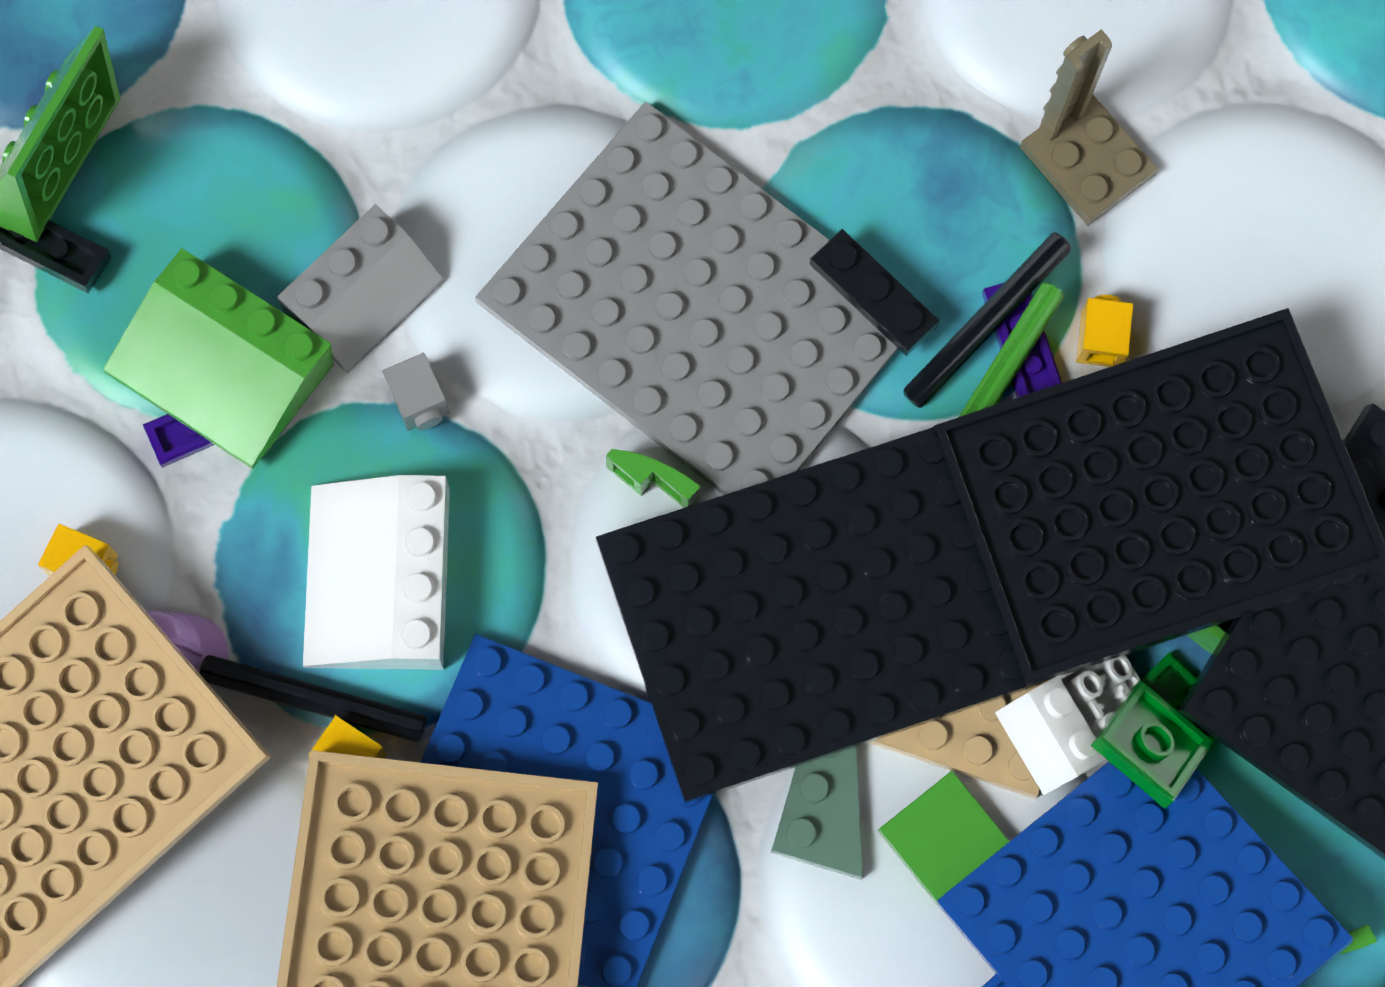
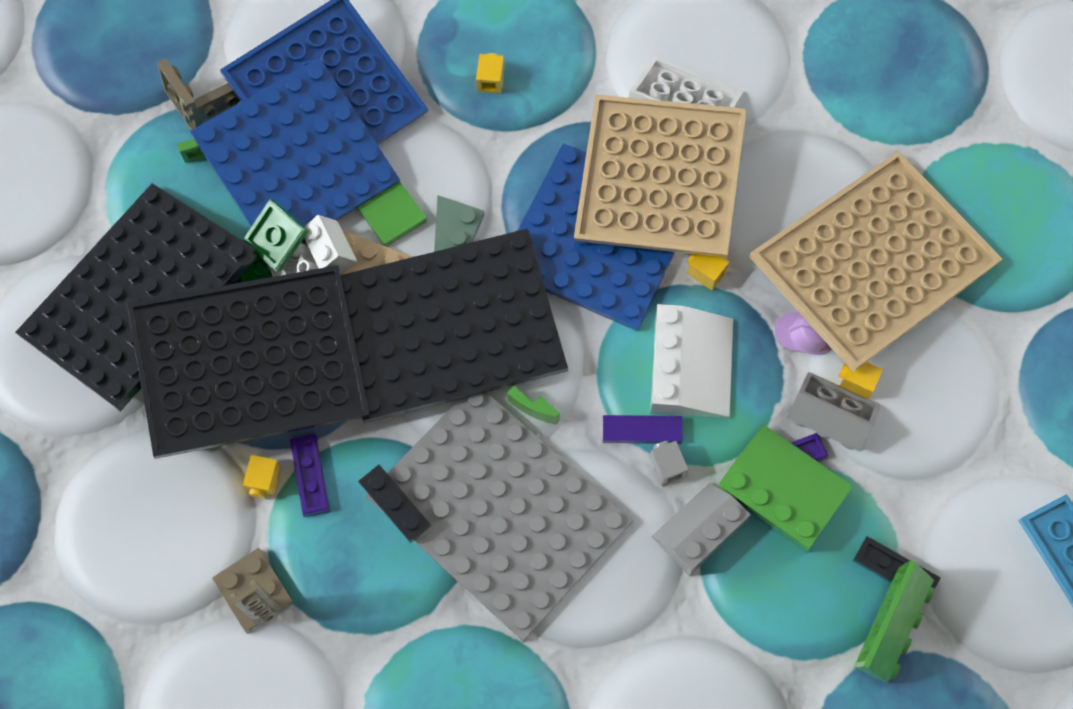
camera: 170 degrees left, 5 degrees down
(128, 498) = (834, 412): none -> light grey slope
(313, 698) = (727, 299): black axle -> none
(464, 453) = (642, 429): none -> dark purple tile
(987, 320) = (329, 486): black axle -> none
(1015, 349) = (321, 459): bright green axle -> none

